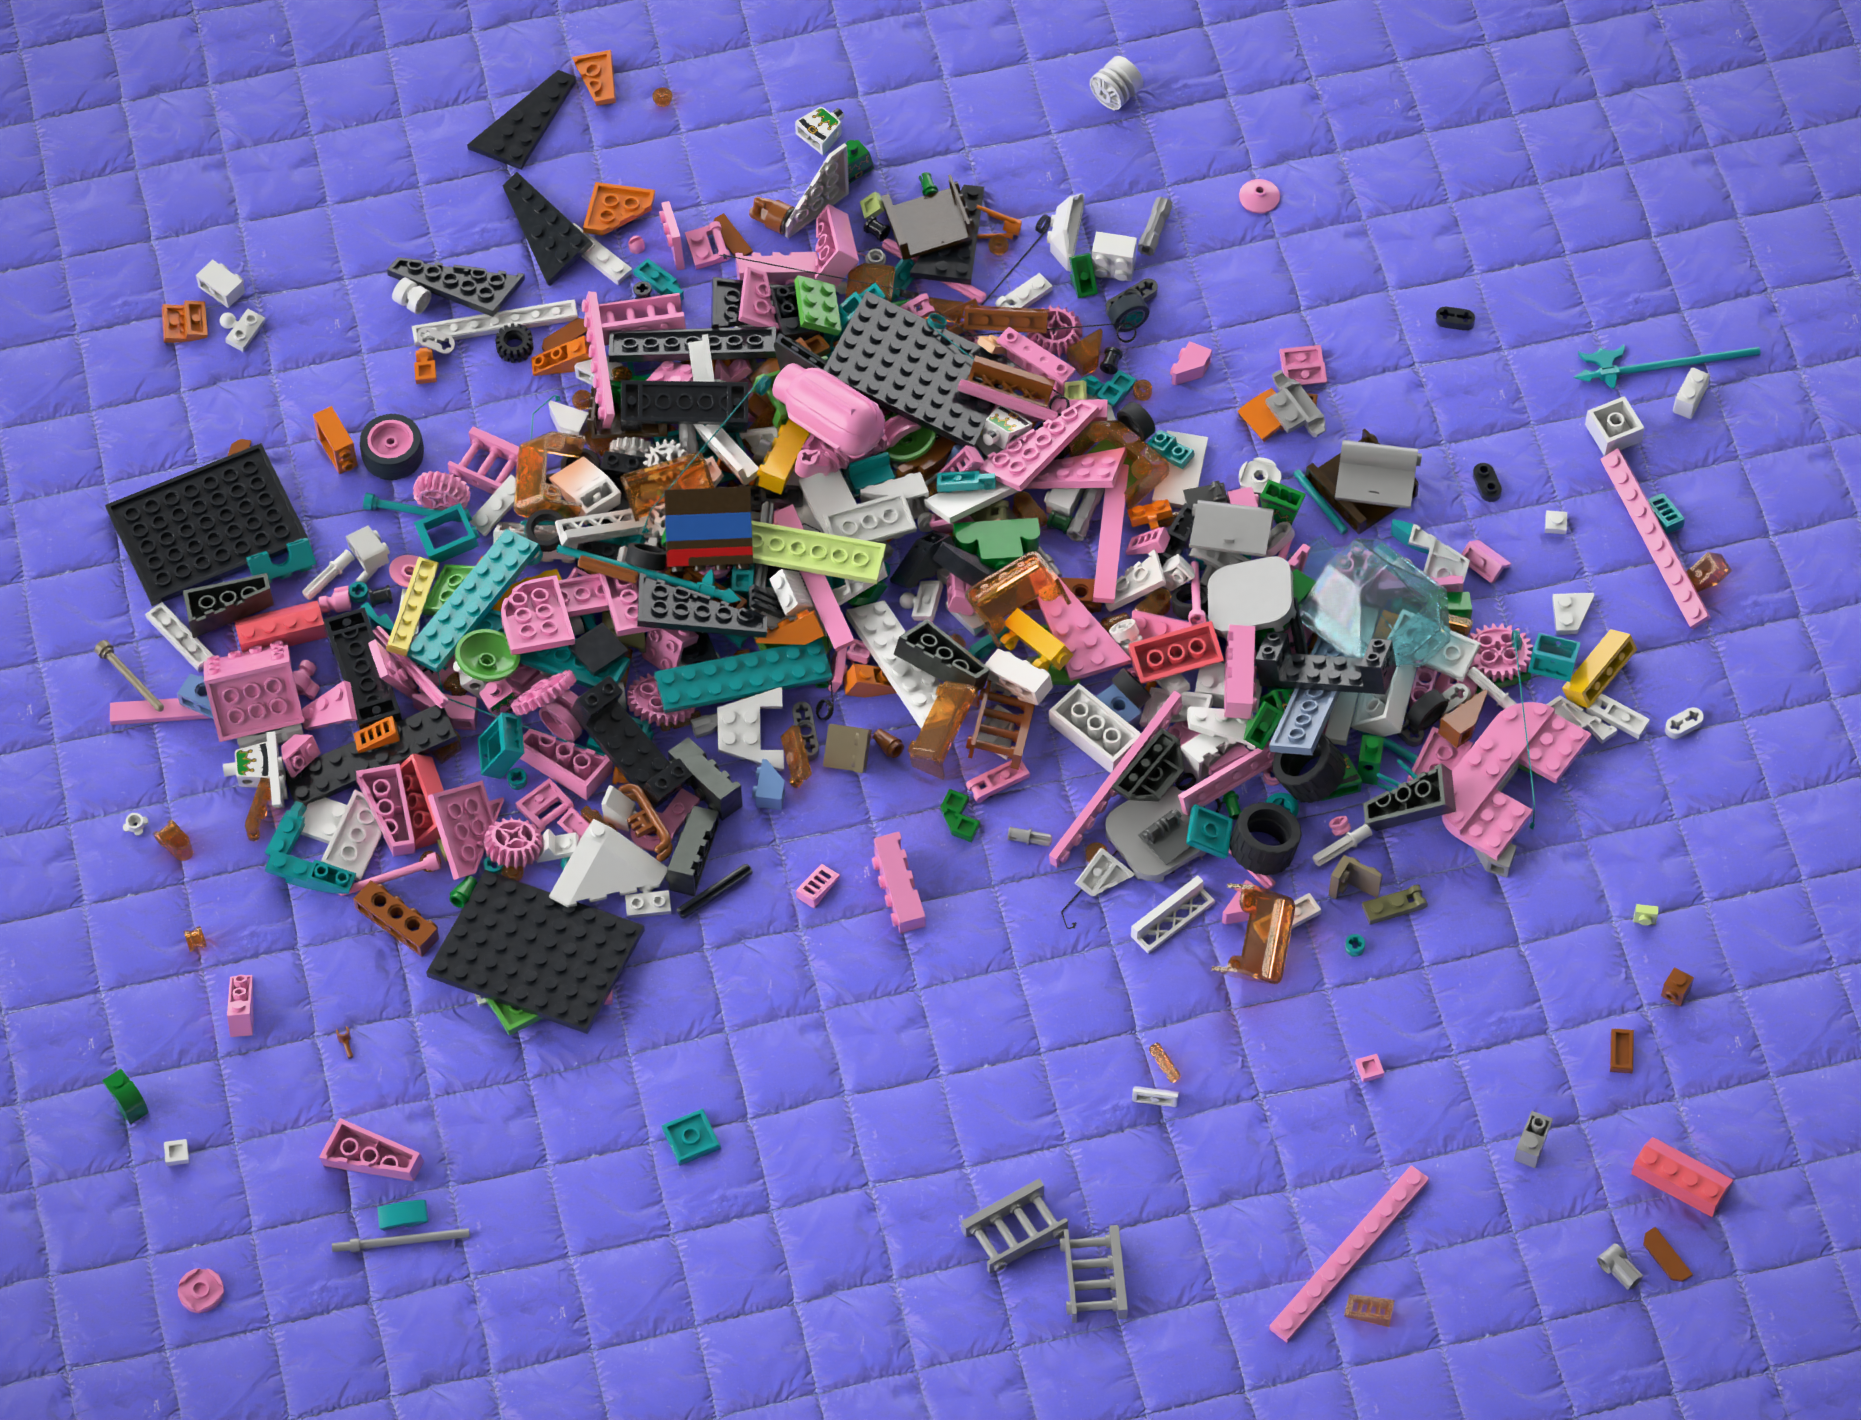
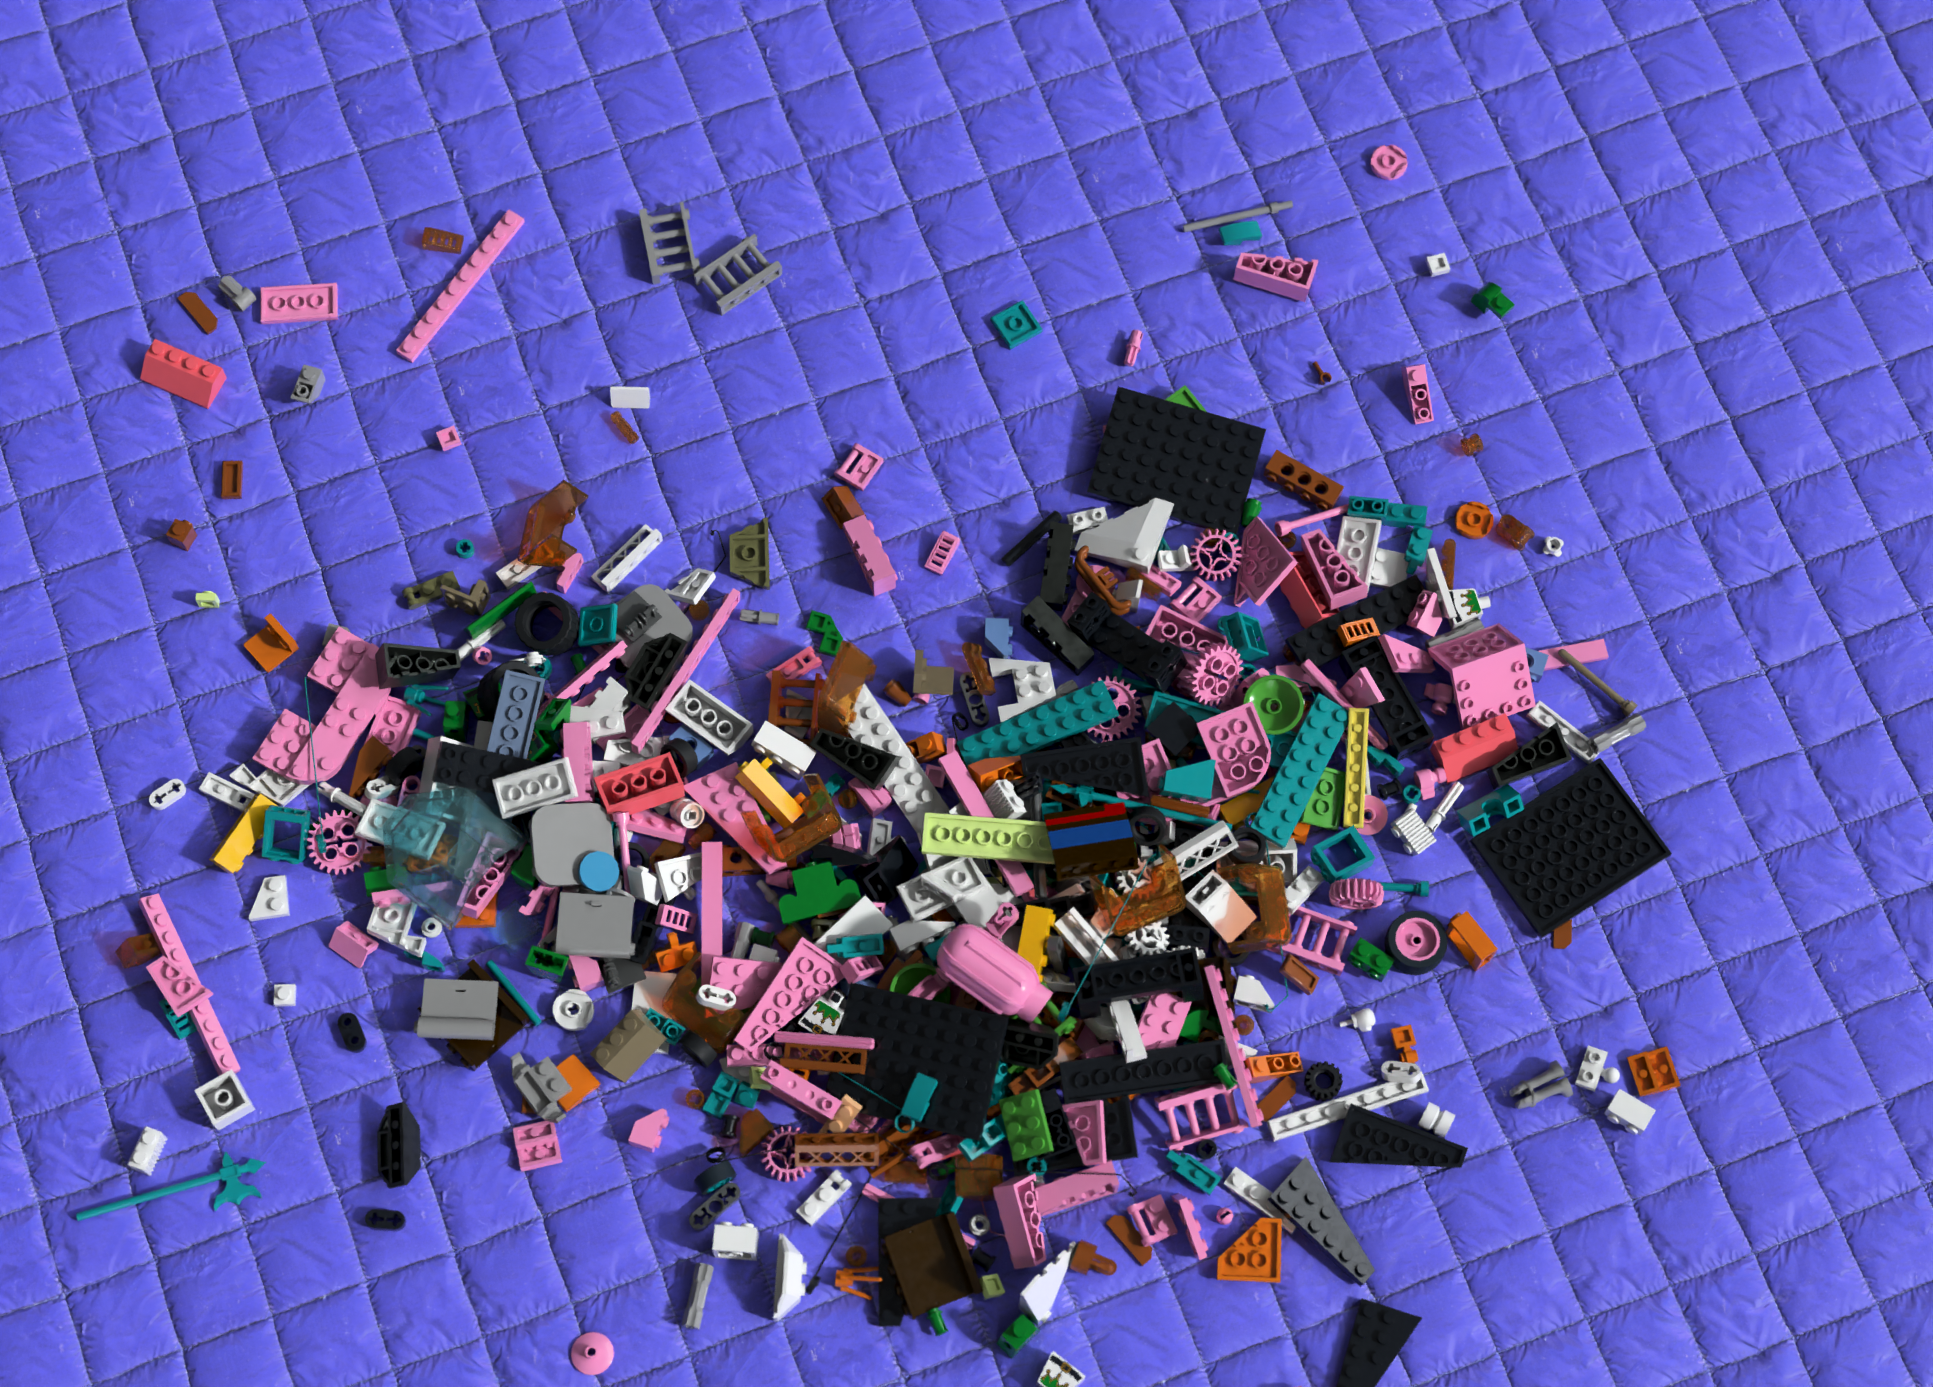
camera: 170 degrees right, 10 degrees up
(140, 615) = (1629, 727): none -> light grey axle
(215, 862) = (1473, 520): none -> orange tile
(317, 309) = (1554, 1072): none -> light grey piece
(441, 439) = (1370, 960): none -> green brick
(462, 392) = (1363, 1019): none -> white piece
(516, 431) = (1299, 974): none -> dark orange tile
(558, 1091) = (1133, 347): none -> bright pink axle
(594, 585) = (1189, 782): none -> teal slope
(615, 329) = (1225, 1076): none -> green pin
(870, 512) = (940, 888): none -> white slope
(893, 983) = (863, 471): none -> bright pink plate
(919, 330) = (918, 1097): none -> teal slope
(921, 945) = (842, 505): none -> dark orange panel
(1032, 904) = (751, 554): none -> olive wing
(1083, 275) = (765, 1222): green slope -> none
(1112, 451) = (715, 997): none -> white beam
(1207, 433) = (628, 1045): none -> dark tan slope
(1224, 570) = (598, 871): none -> dark azure tile
(1285, 640) = (535, 788): none -> white tile
(1289, 797) = (532, 659): none -> white plate
(1315, 867) = (500, 610): none -> green slope
(1440, 366) = (398, 1146): none -> pearl dark grey wedge
(1545, 1252) = (298, 303): none -> bright pink tile
(1573, 861) = (271, 644): none -> orange bracket
(1665, 524) = (177, 986): none -> bright pink wing

